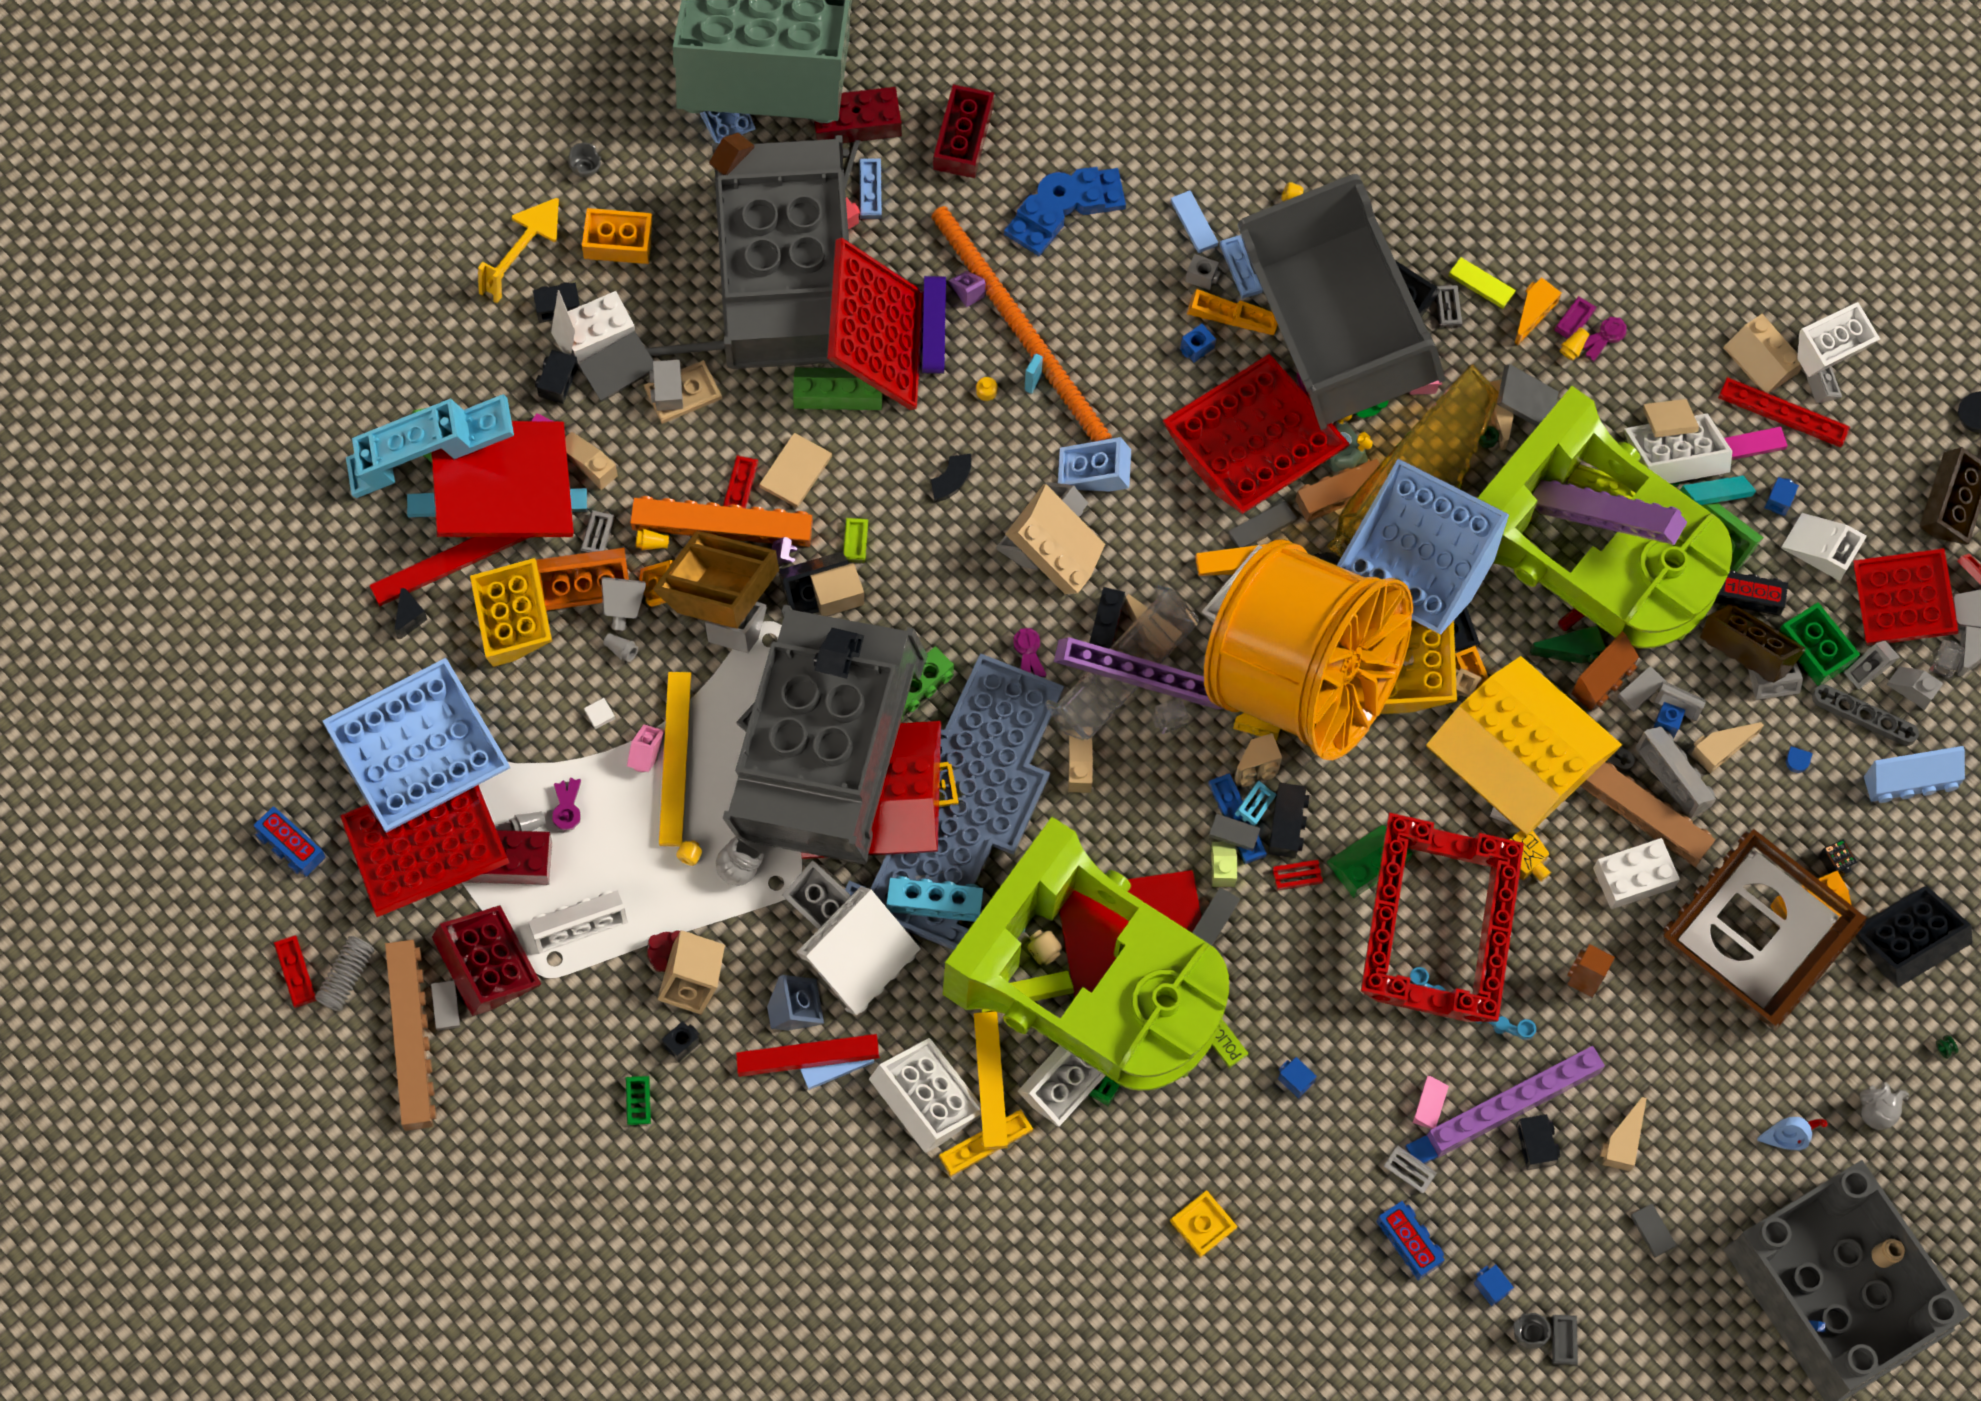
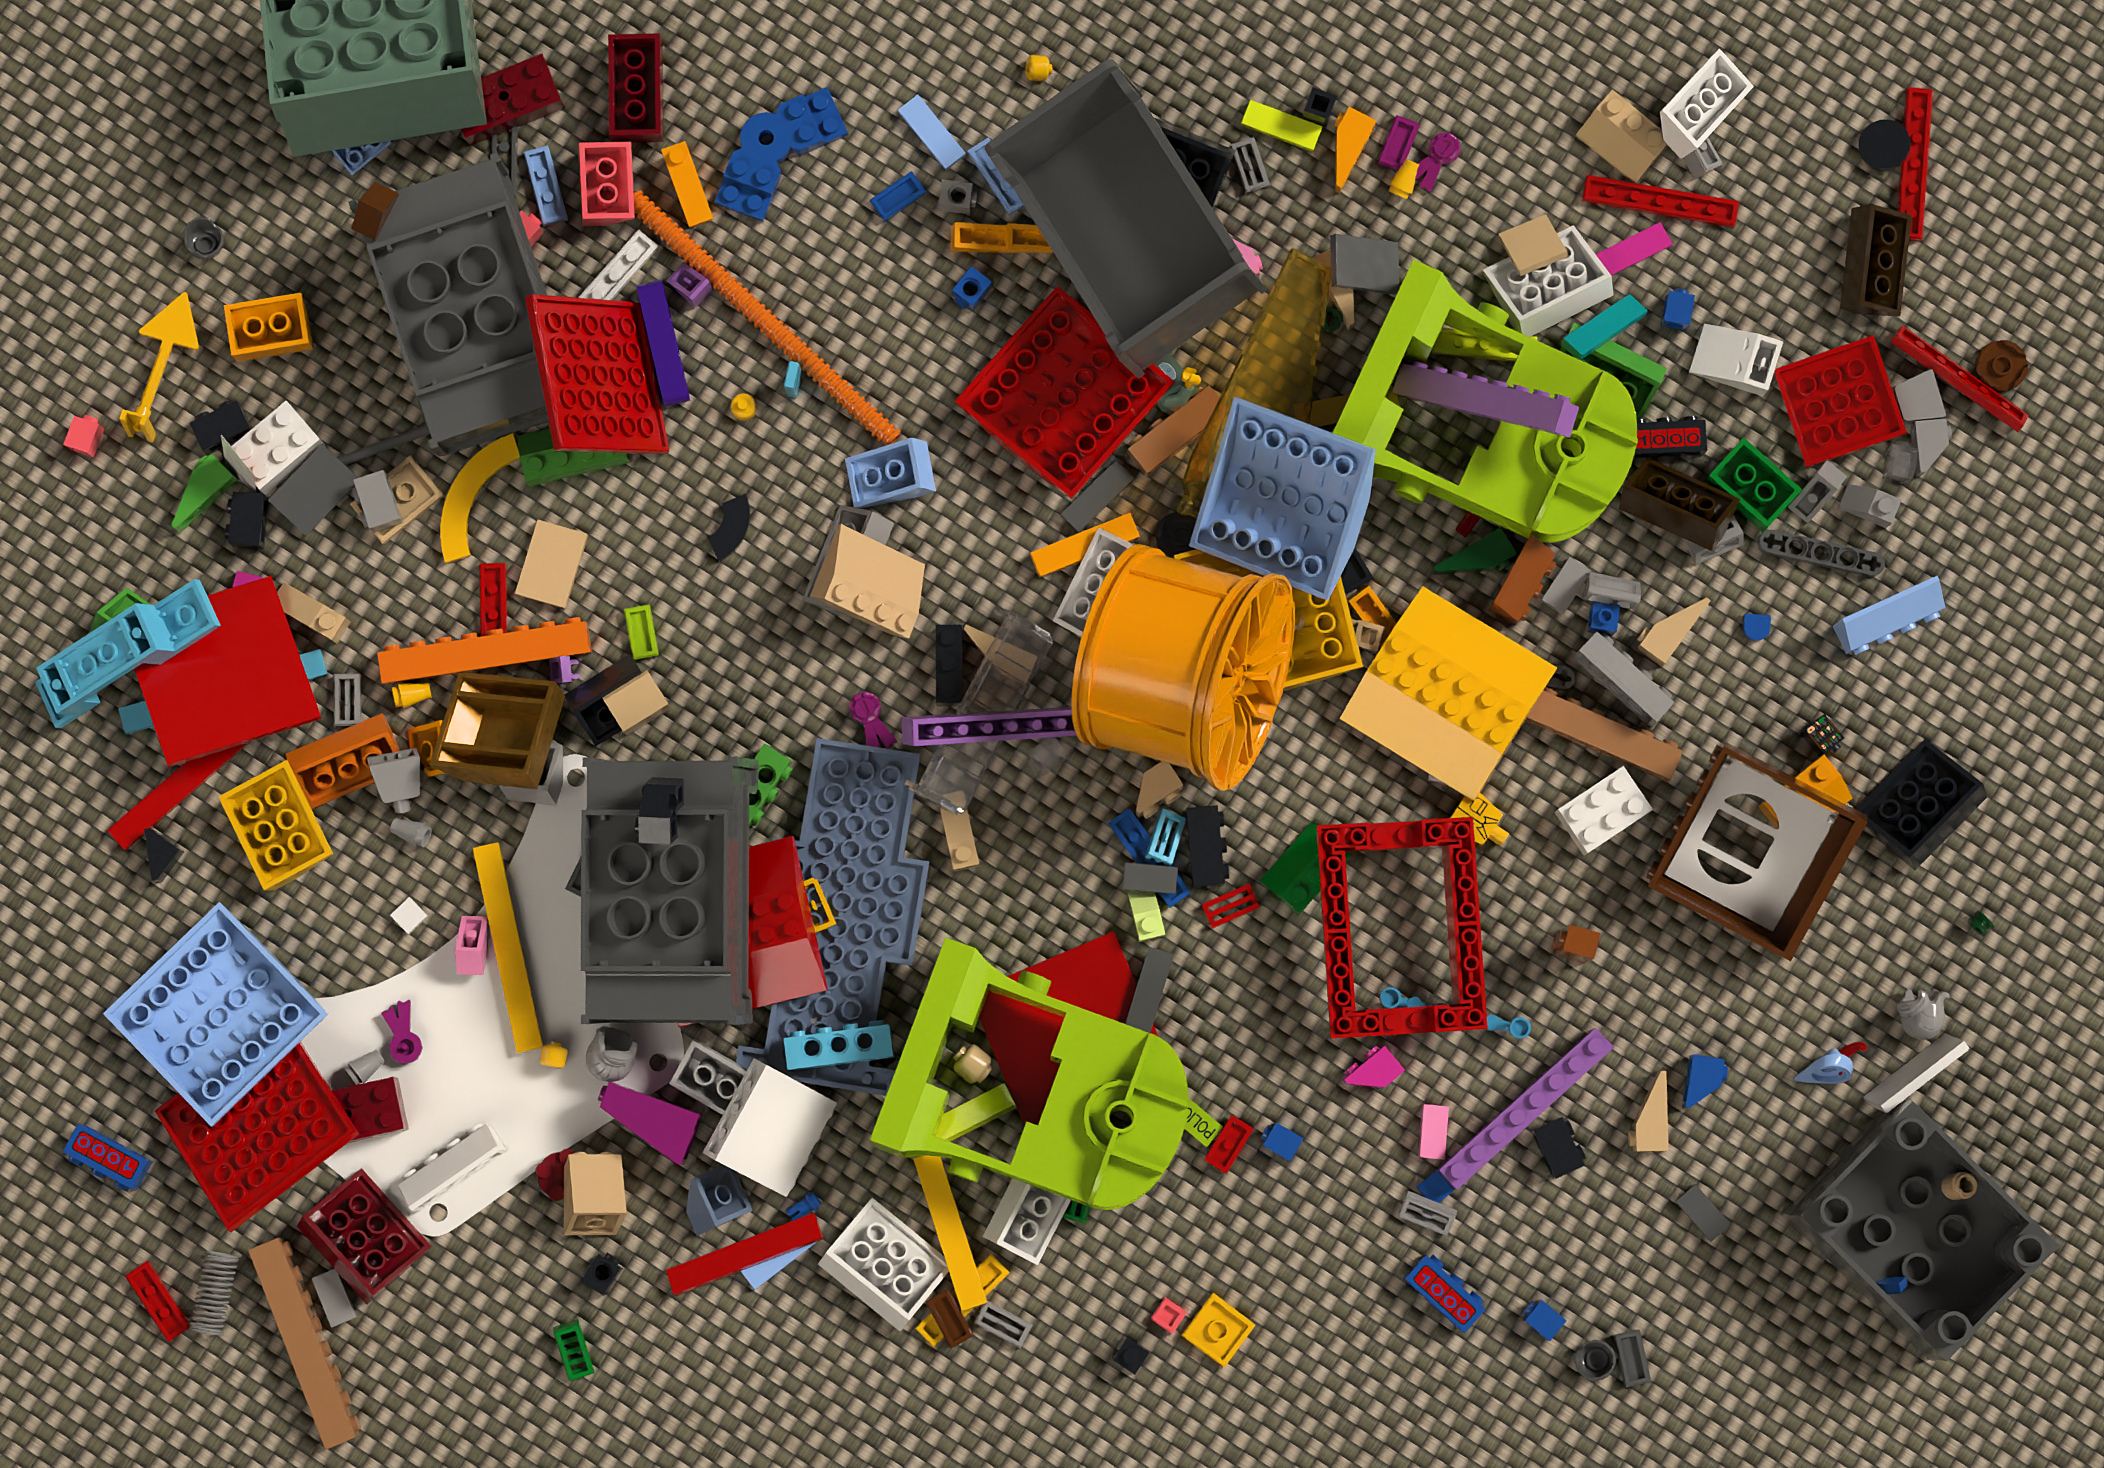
camera: 10 degrees left, 15 degrees up
(443, 282) = (84, 435): none -> coral brick
(528, 344) = (204, 487): none -> bright green slope
(741, 397) = (465, 490): none -> yellow tile
(761, 921) = (656, 1121): none -> magenta slope
(872, 1027) = (804, 1206): none -> blue pin
(920, 193) = (605, 183): none -> coral slope
(920, 259) = (621, 268): none -> white tile
(971, 1153) = (949, 1318): none -> reddish brown tile
(985, 211) = (687, 184): none -> light orange slope
(1031, 1185) = (1023, 1334): none -> light grey tile
(1121, 1223) = (1130, 1355): none -> black brick
(1154, 262) = (898, 196): none -> blue tile
(1162, 1200) = (1168, 1315): none -> coral tile
(1250, 1068) = (1228, 1144): none -> red plate
(1391, 1039) = (1376, 1071): none -> dark pink slope
(1517, 273) = (1319, 107): none -> black brick
(1677, 1115) = (1702, 1078): none -> blue slope
(1867, 1153) = (1916, 1073): none -> white tile

